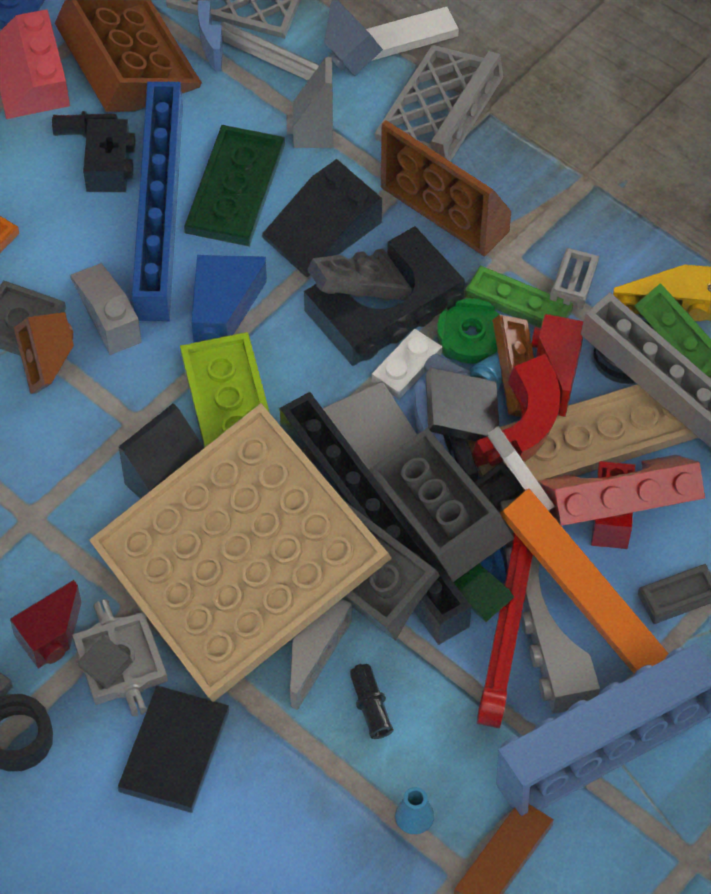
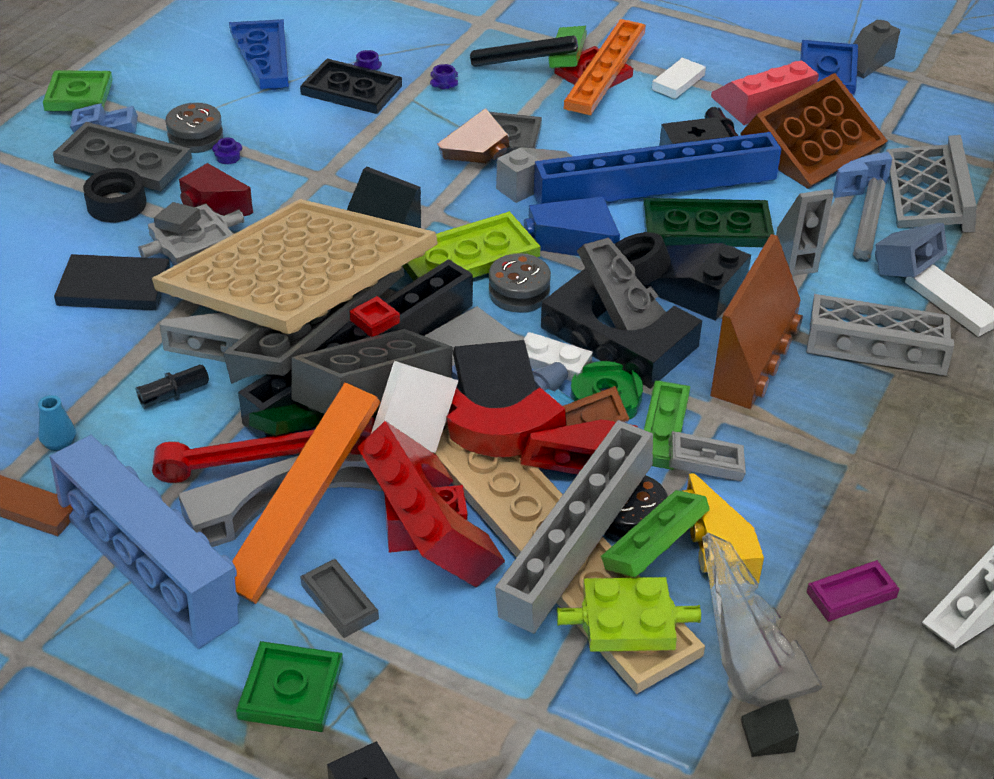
camera: 75 degrees right, 15 degrees down
(279, 241) = (646, 254): none -> black tyre
(294, 364) = (519, 282): none -> dark grey head
(362, 486) = (374, 316): none -> red tile

